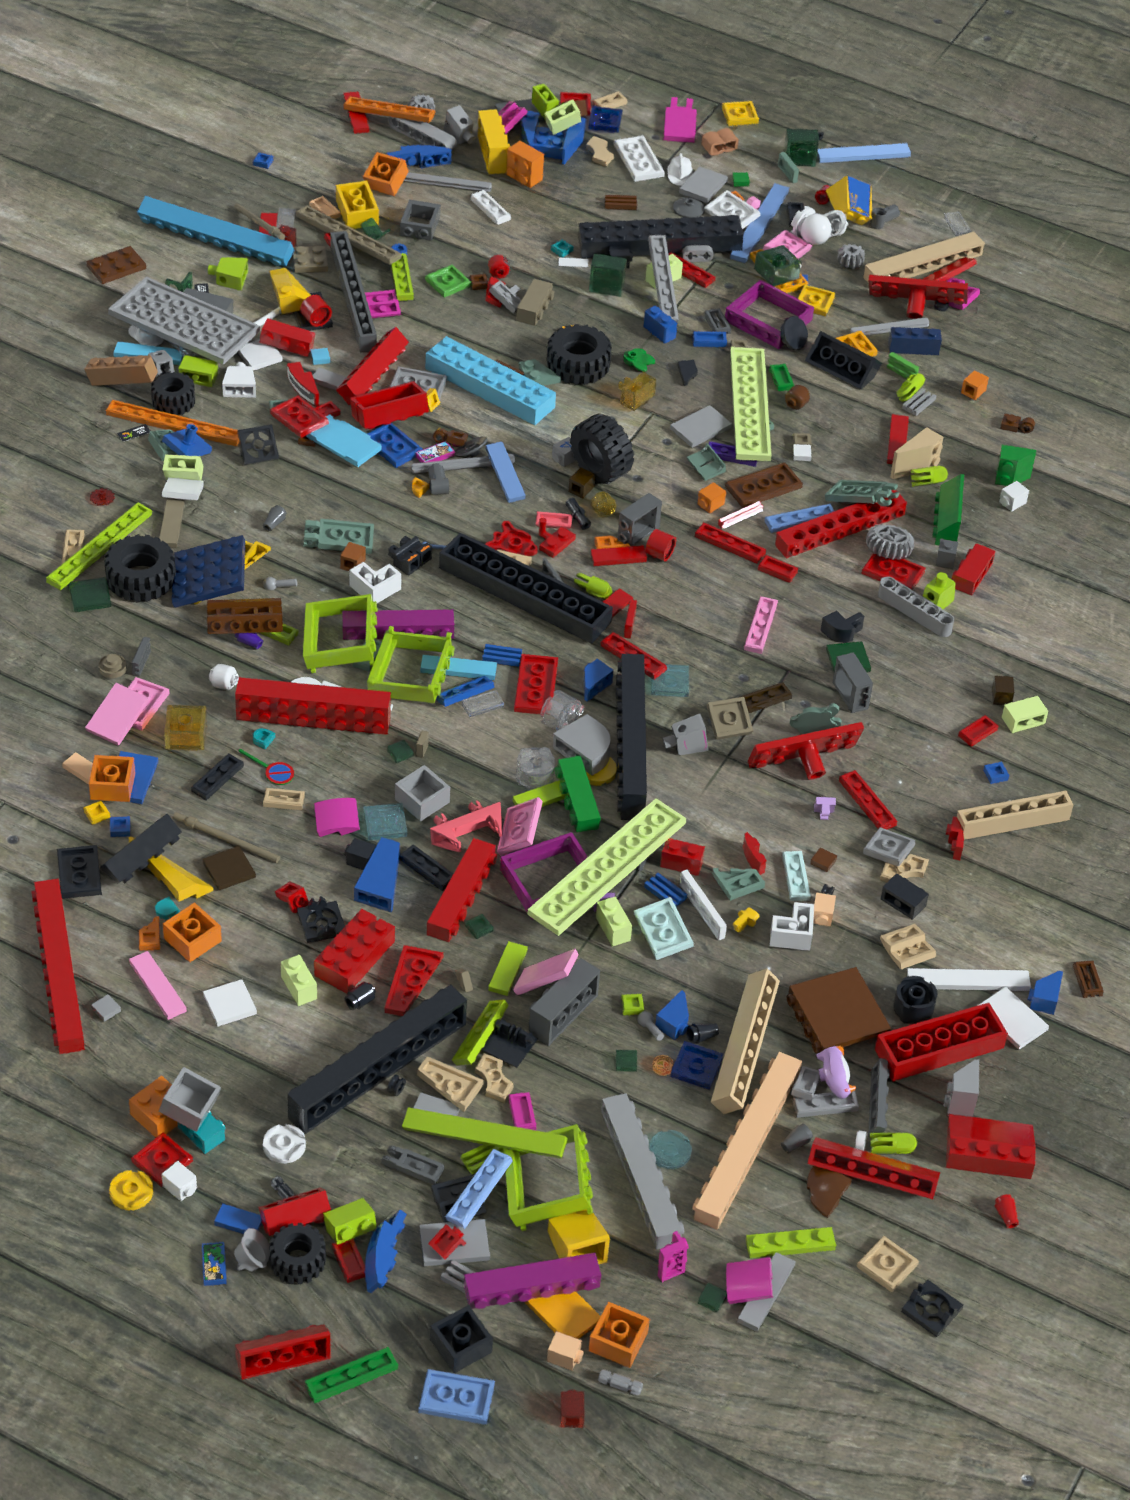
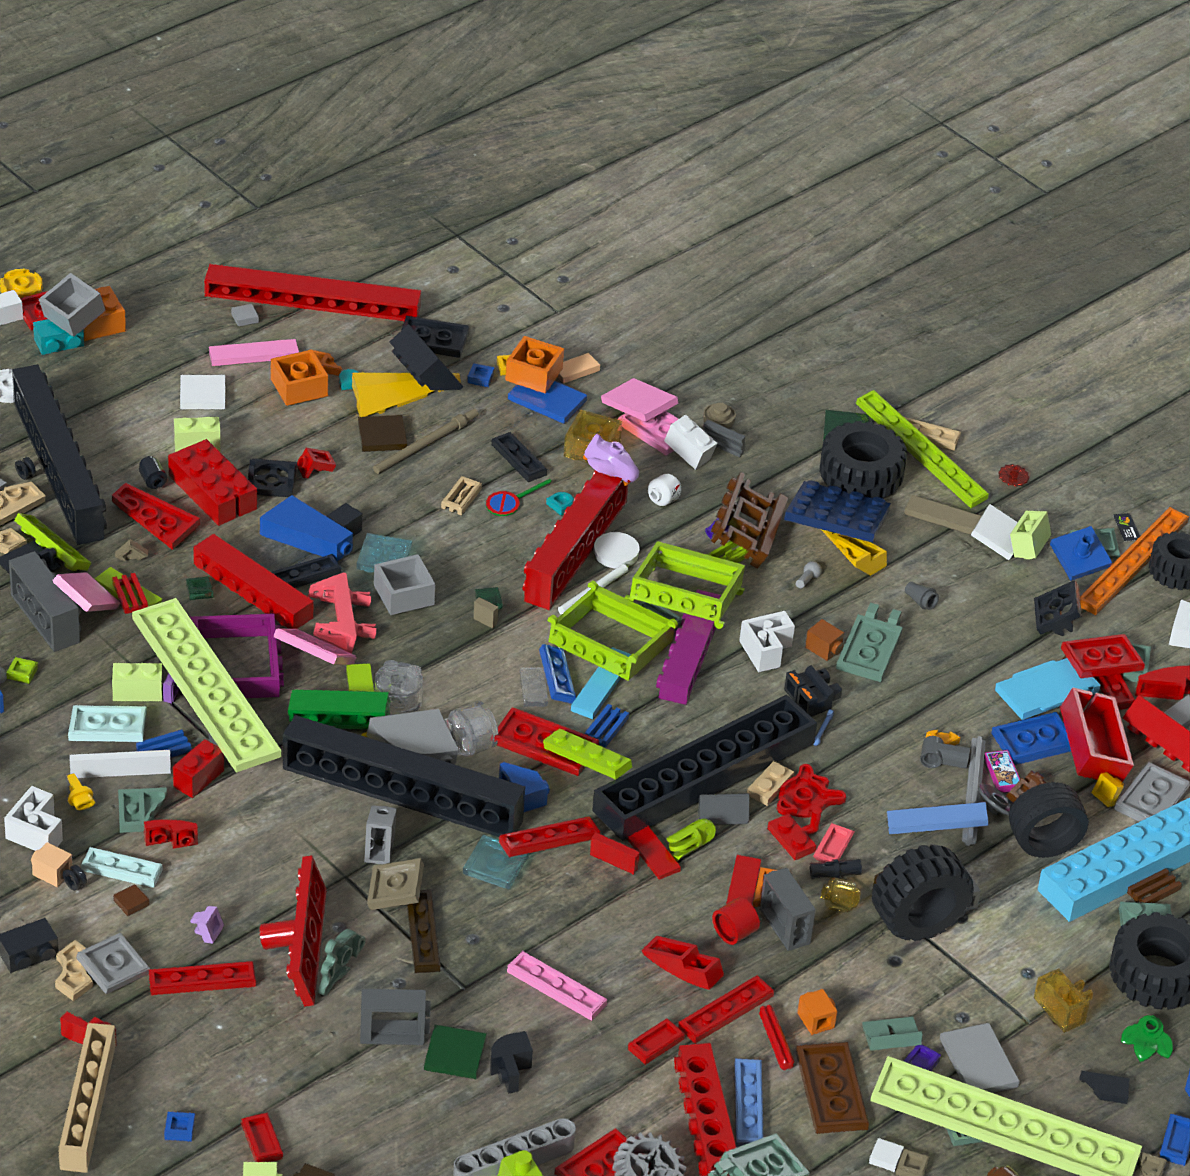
camera: 110 degrees right, 5 degrees down
(162, 669) = (690, 442): none -> white brick
(245, 680) = (611, 459): none -> lavender animal
(336, 816) = (412, 522): dark pink slope -> none
(492, 409) = (1040, 803): none -> black tyre
(515, 956) = (117, 583): none -> red tile
(553, 644) = (587, 754): none -> lime plate
(706, 566) = (684, 961): none -> red slope

